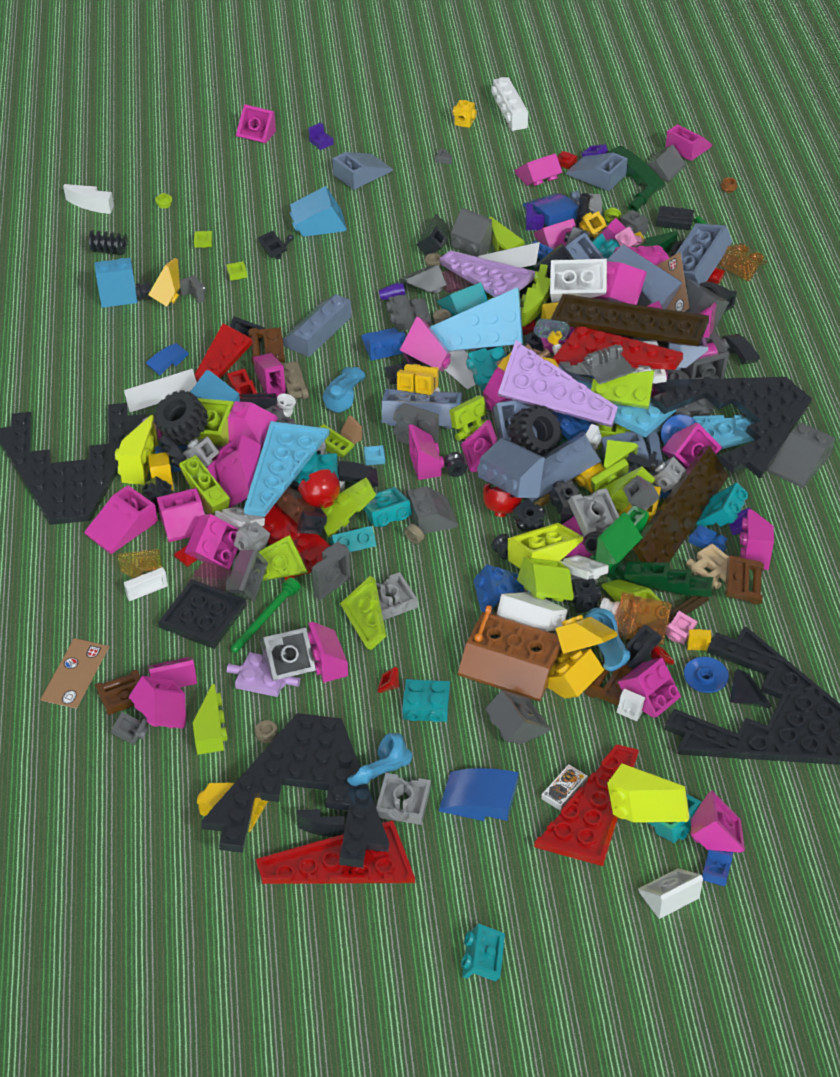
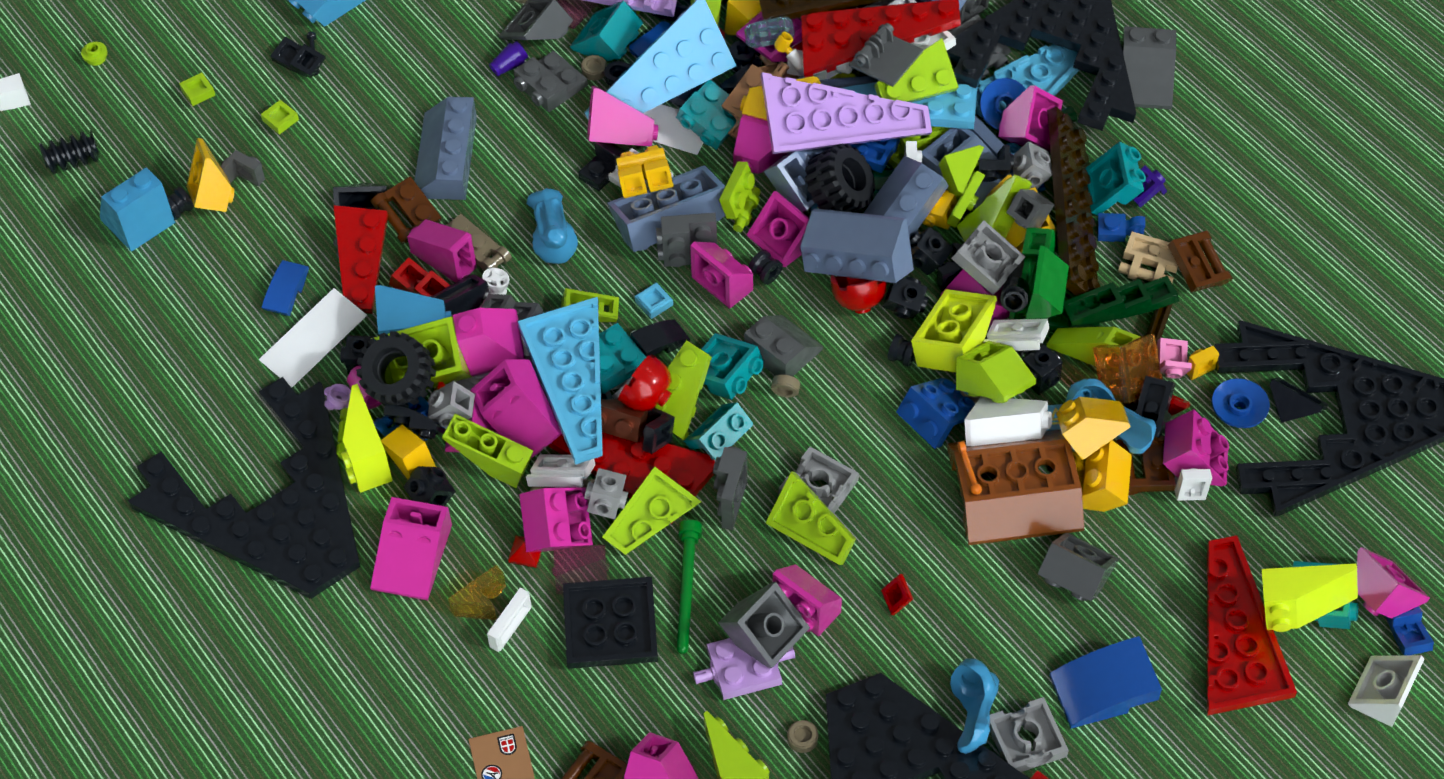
camera: 30 degrees left, 10 degrees up
(180, 513) = (484, 502): dark pink slope -> none
(180, 671) = (633, 719): dark pink slope -> none
(246, 574) = (633, 545): dark grey slope -> none
(352, 430) = (604, 280): medium nougat slope -> none
(383, 343) = (552, 137): blue bracket -> none
(426, 700) = (958, 597): teal plate -> none
(564, 787) = (1186, 624): tile -> none
(613, 607) = (1078, 371): white wheel -> none
(756, 538) = (1182, 204): dark pink slope -> none

